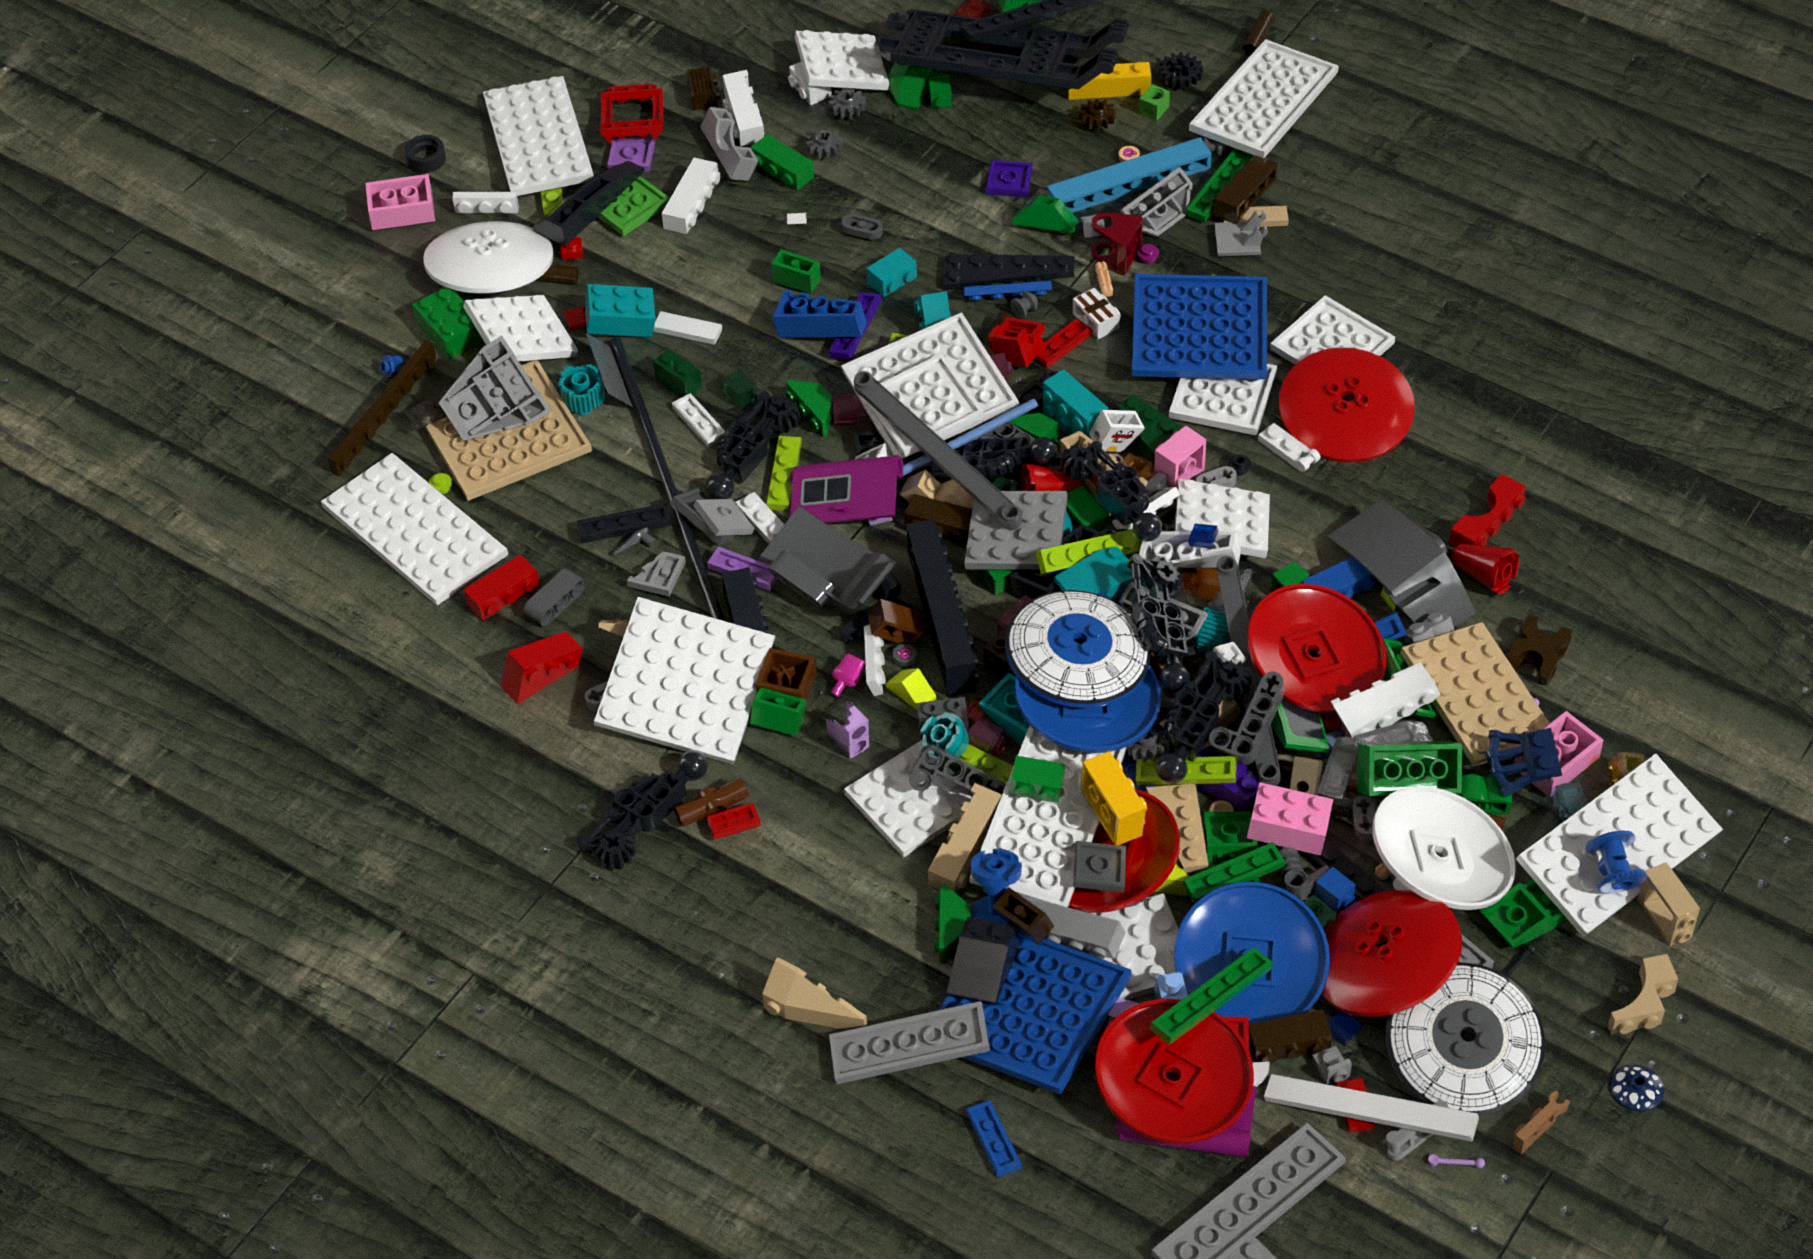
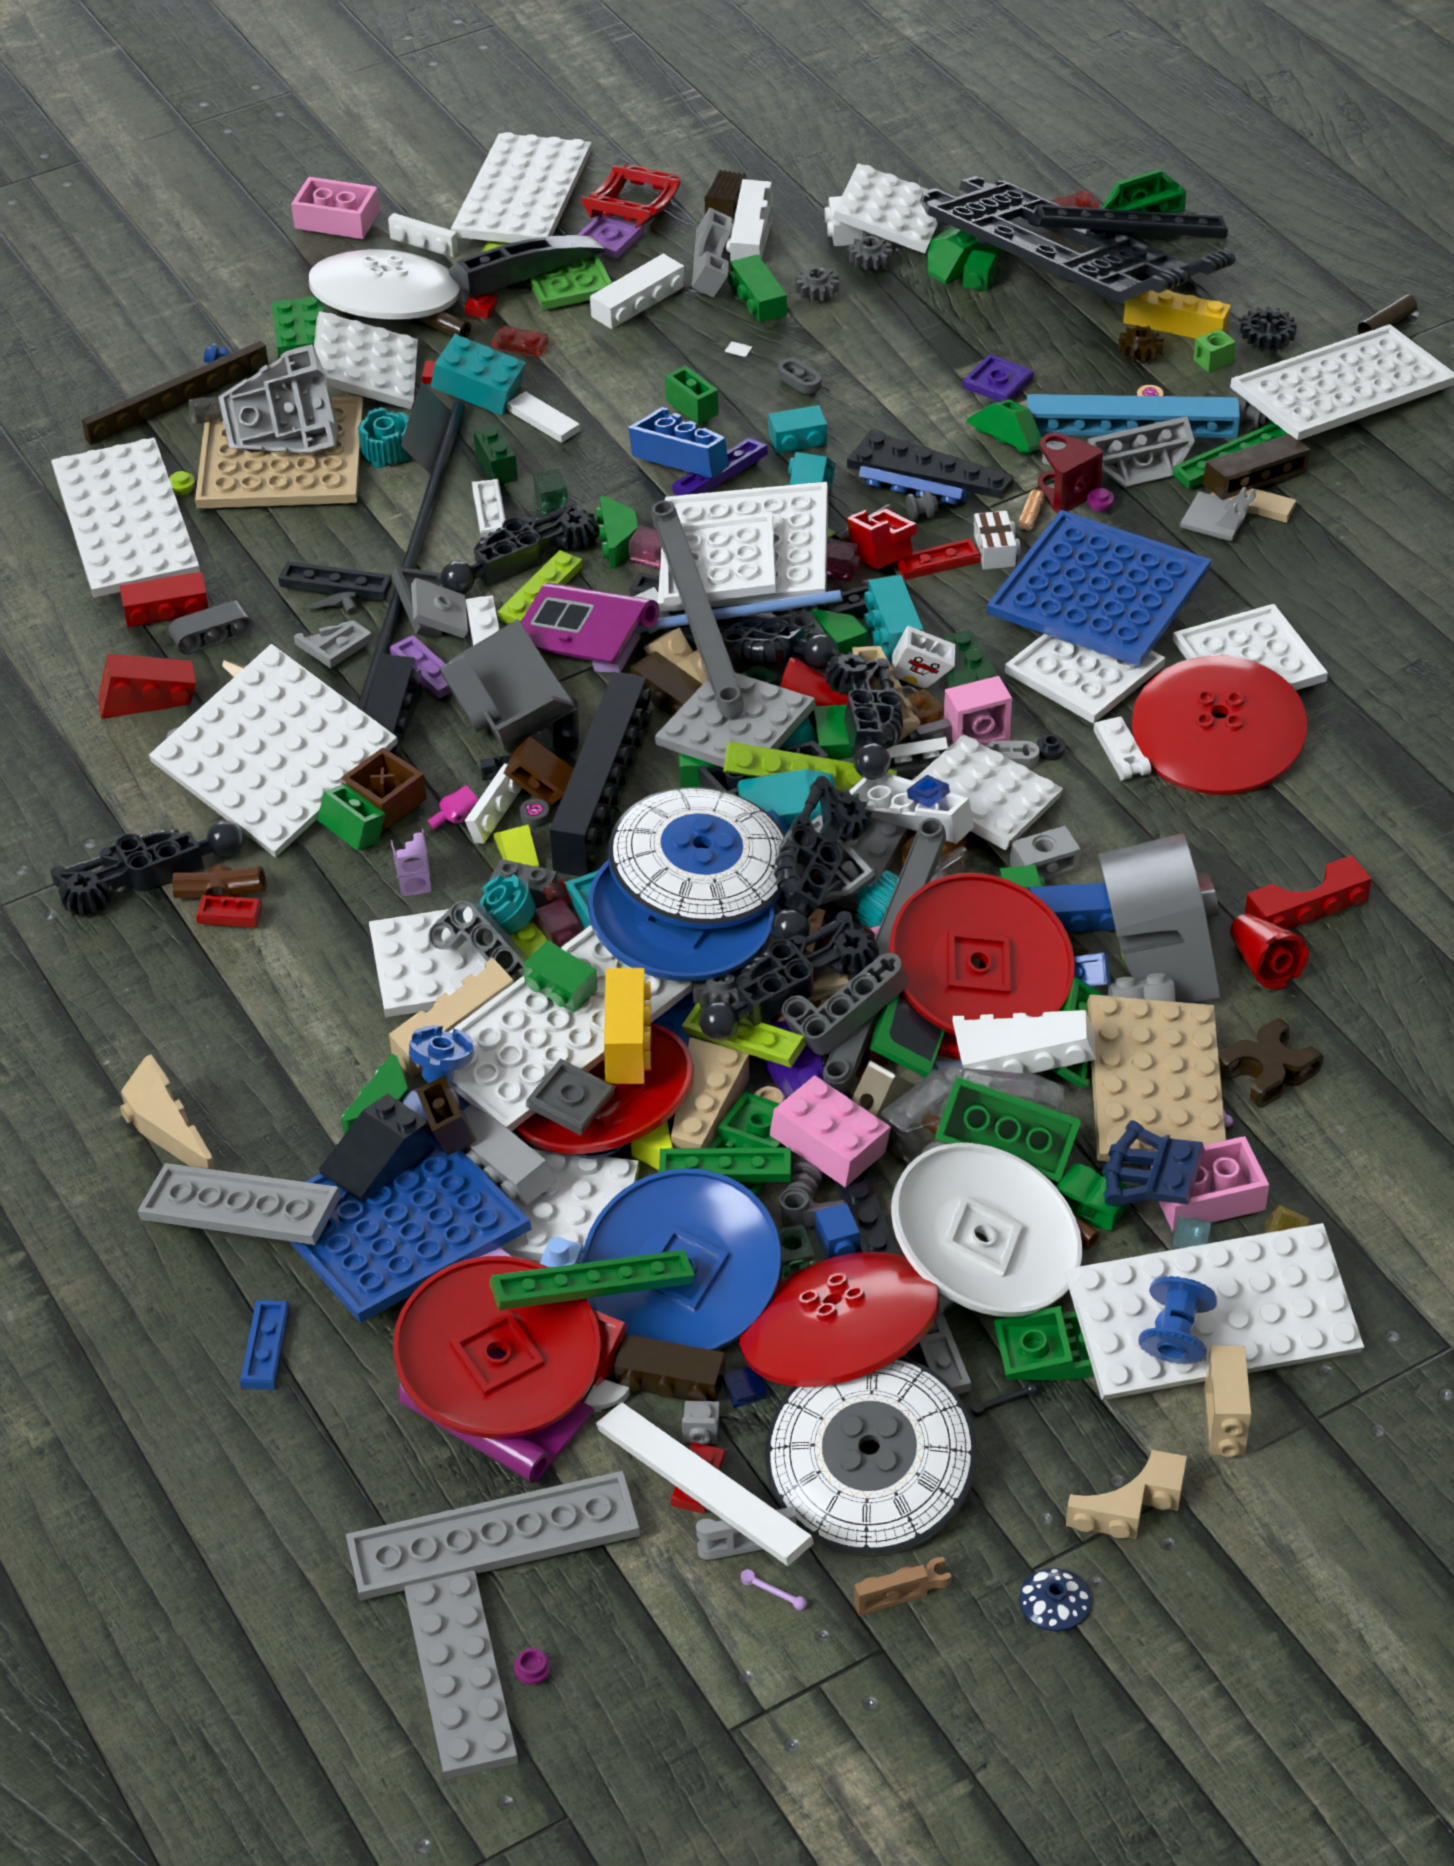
camera: 25 degrees right, 5 degrees down
(425, 164) = (398, 163): black tyre -> none
(624, 268) = (520, 341): none -> clear red plate
(1230, 651) = (872, 922): white tile -> none
(1293, 546) = (1052, 852): none -> light grey brick

